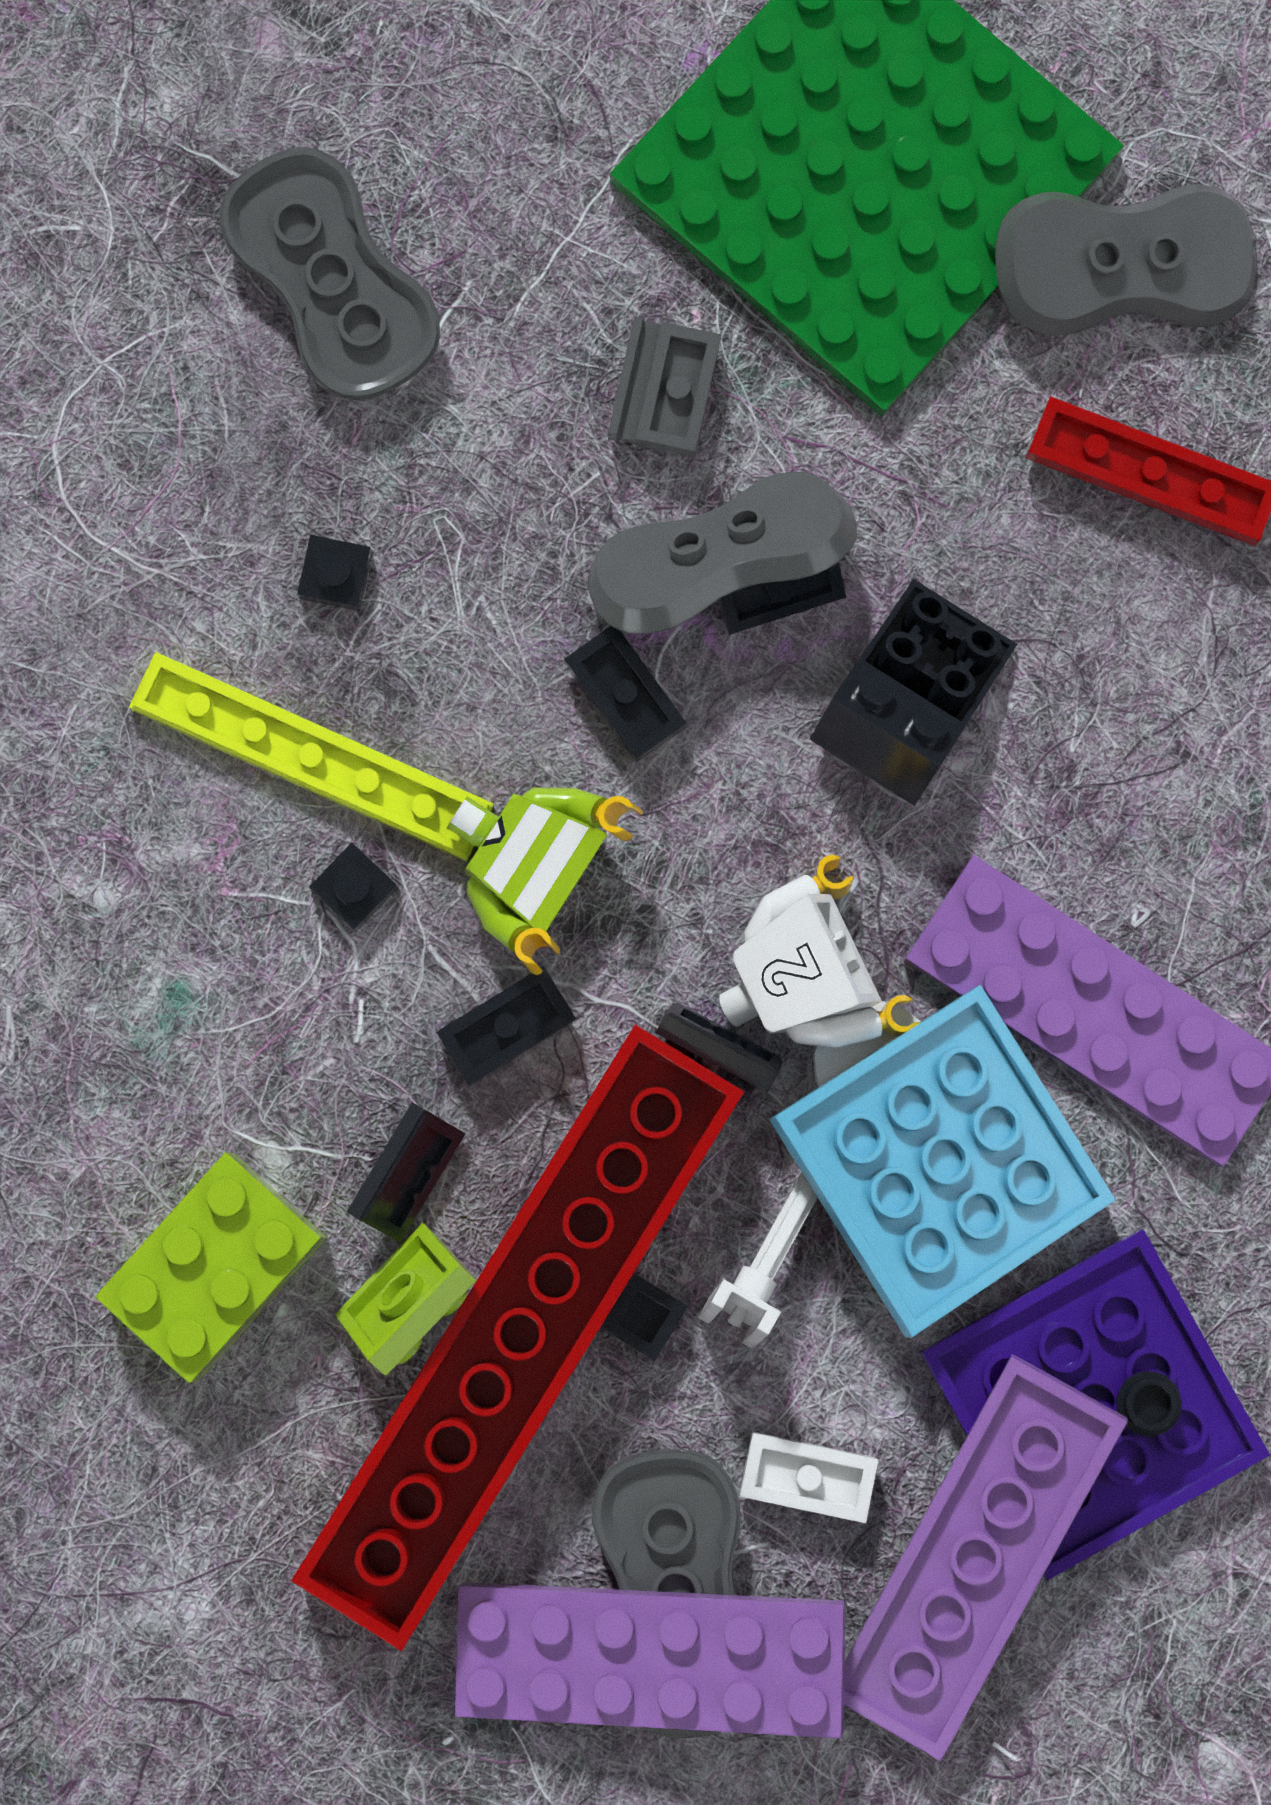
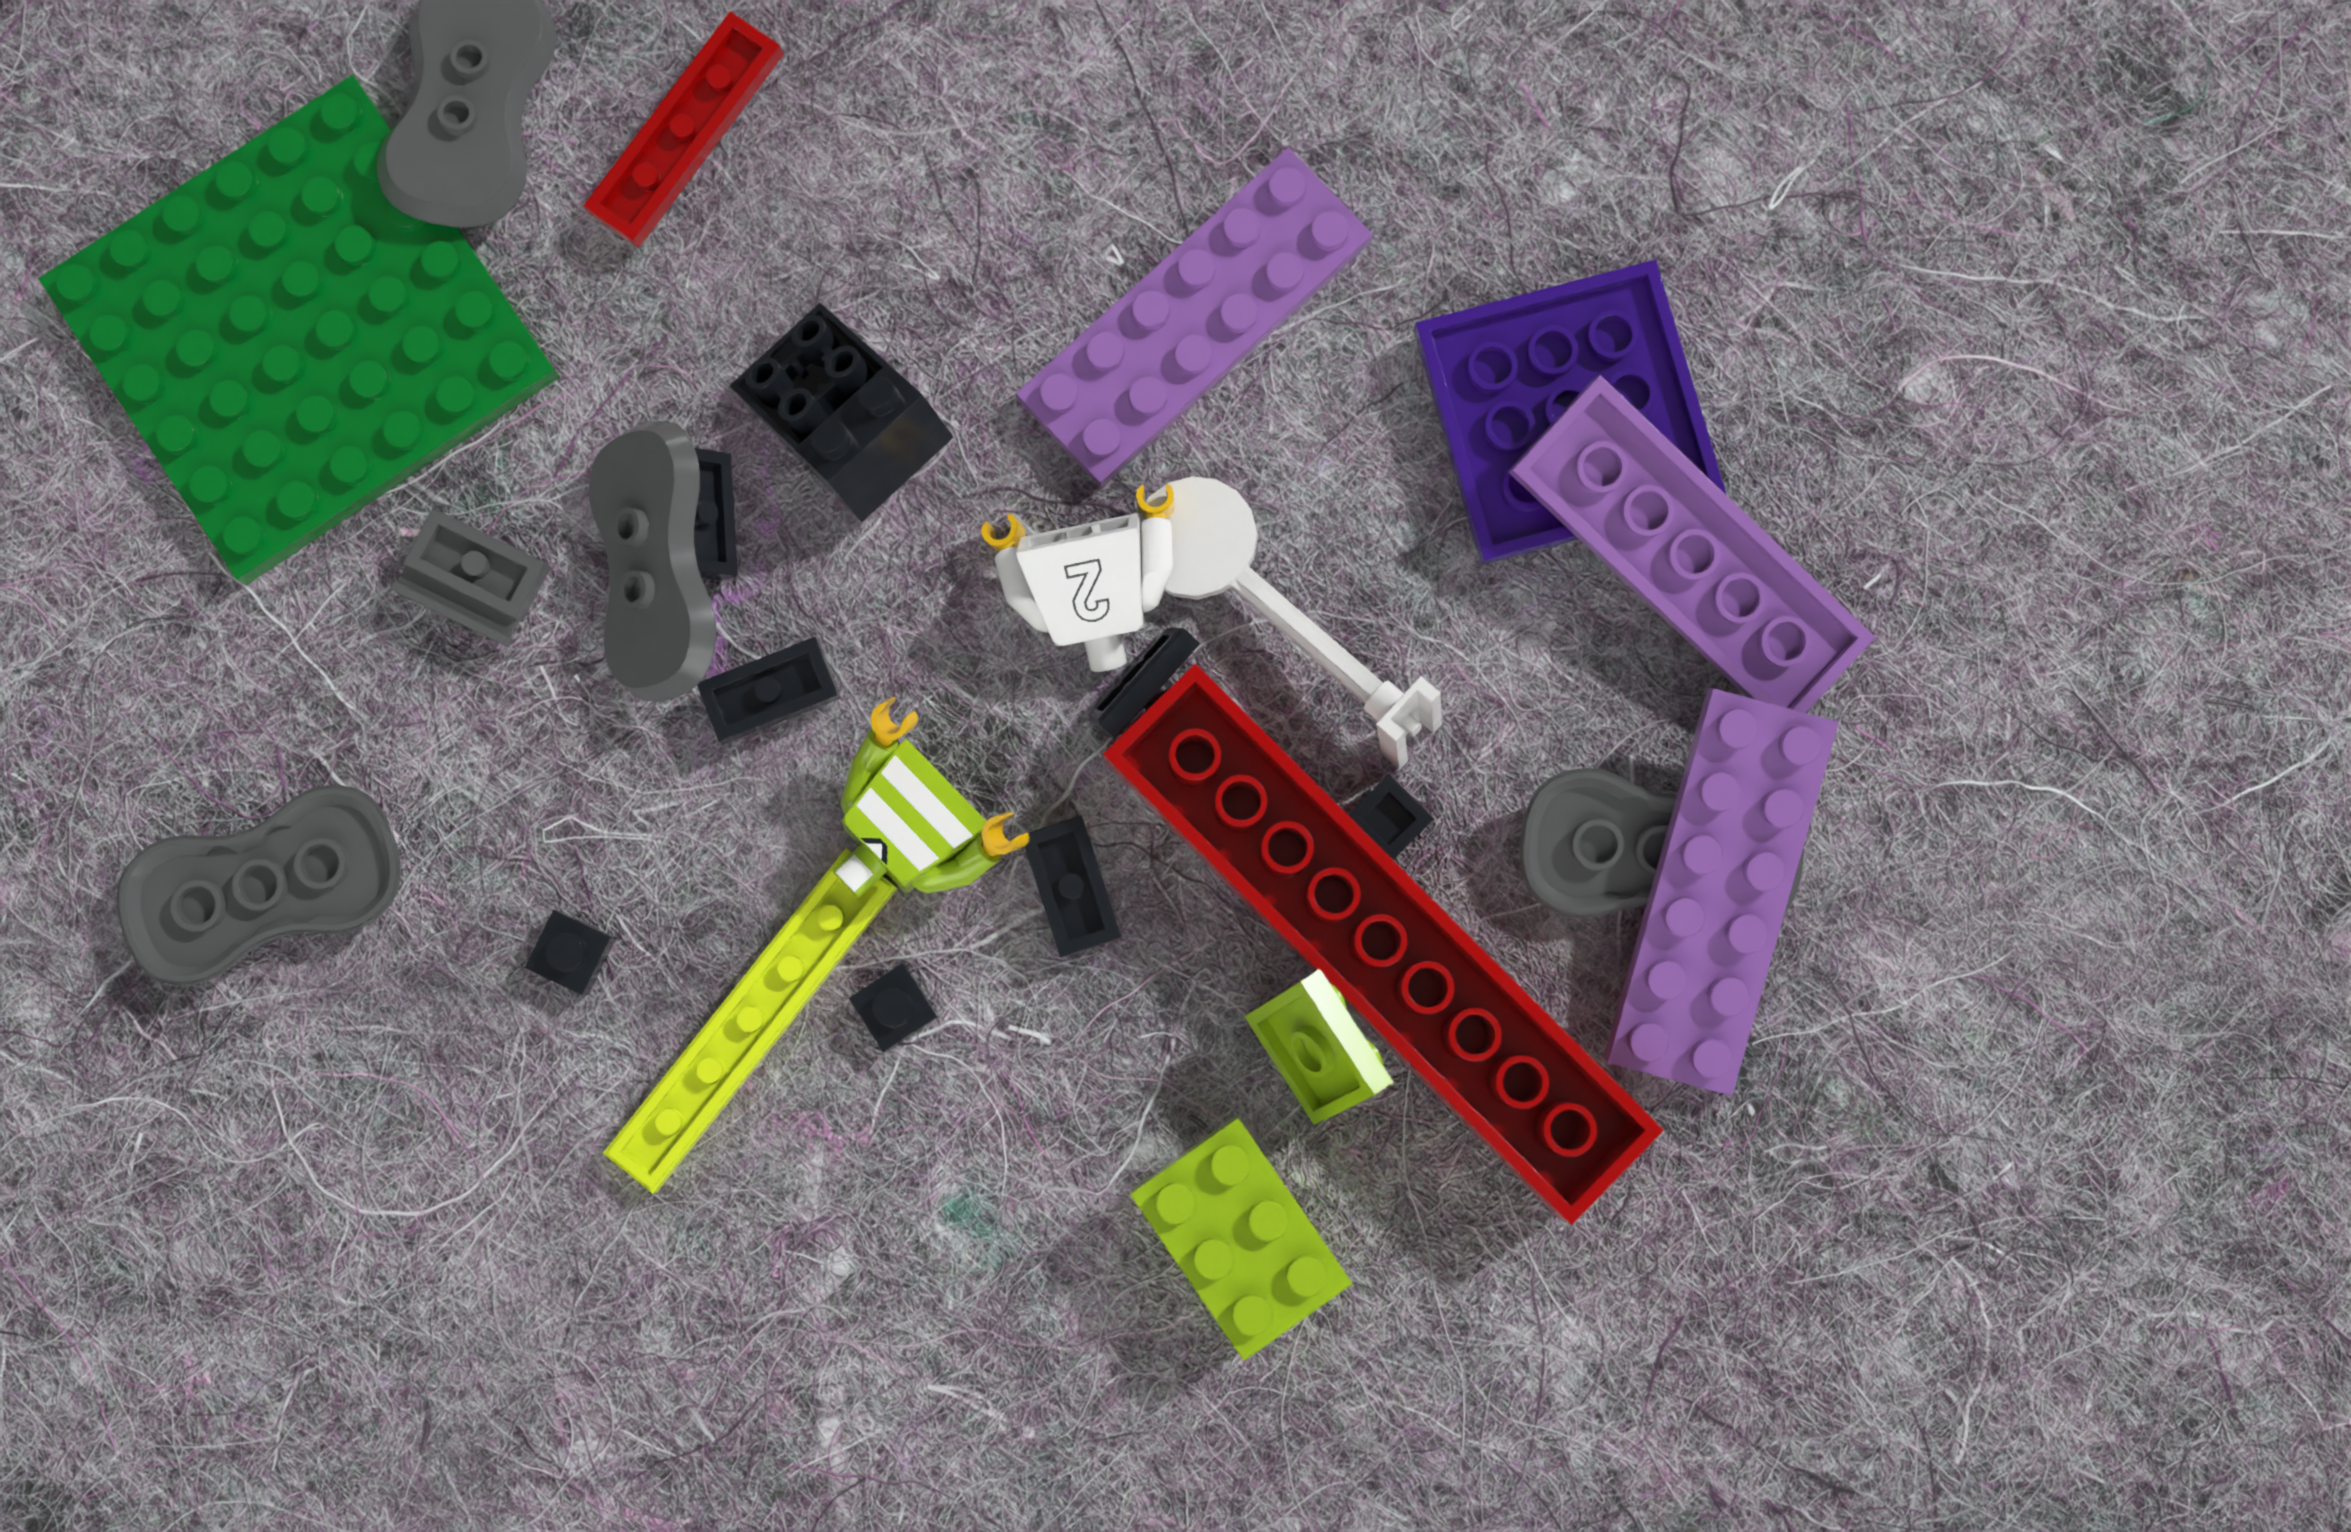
camera: 75 degrees left, 0 degrees up
(406, 1172) = (1192, 1020): black plate -> none
(808, 1477) = (1578, 698): white plate -> none
(942, 1161) = (1306, 494): medium azure plate -> none
(1149, 1403) = (1582, 355): black plate -> none

